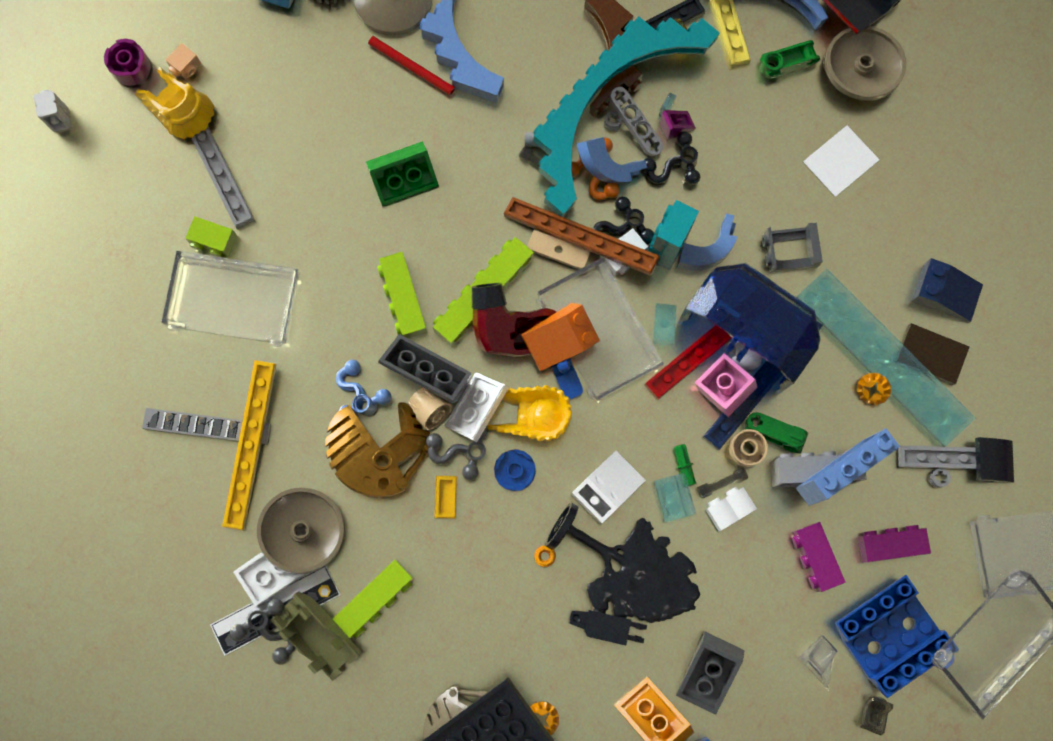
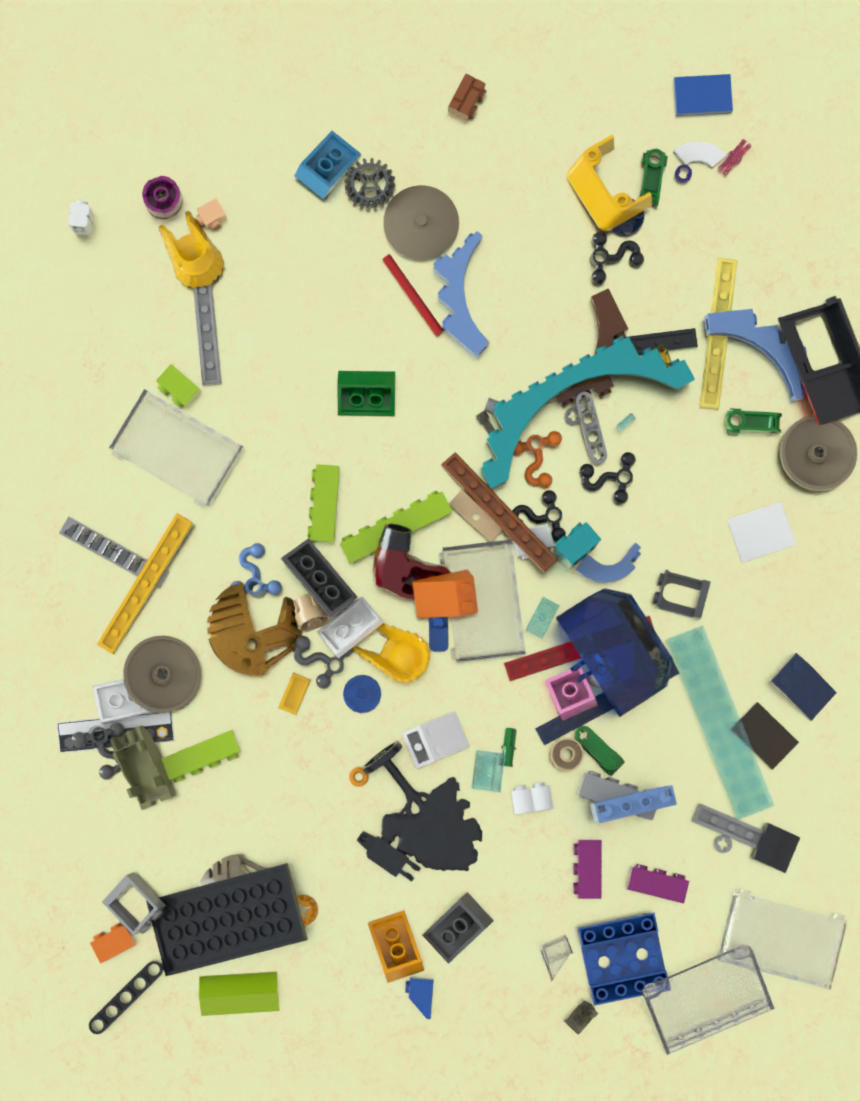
camera: 20 degrees right, 5 degrees up
(600, 165) = (539, 451): medium blue arch -> none
(675, 122) = (628, 441): magenta slope -> none
(738, 476) = (518, 775): clear smoke bar -> none
(868, 381) = (706, 746): light orange gear -> none

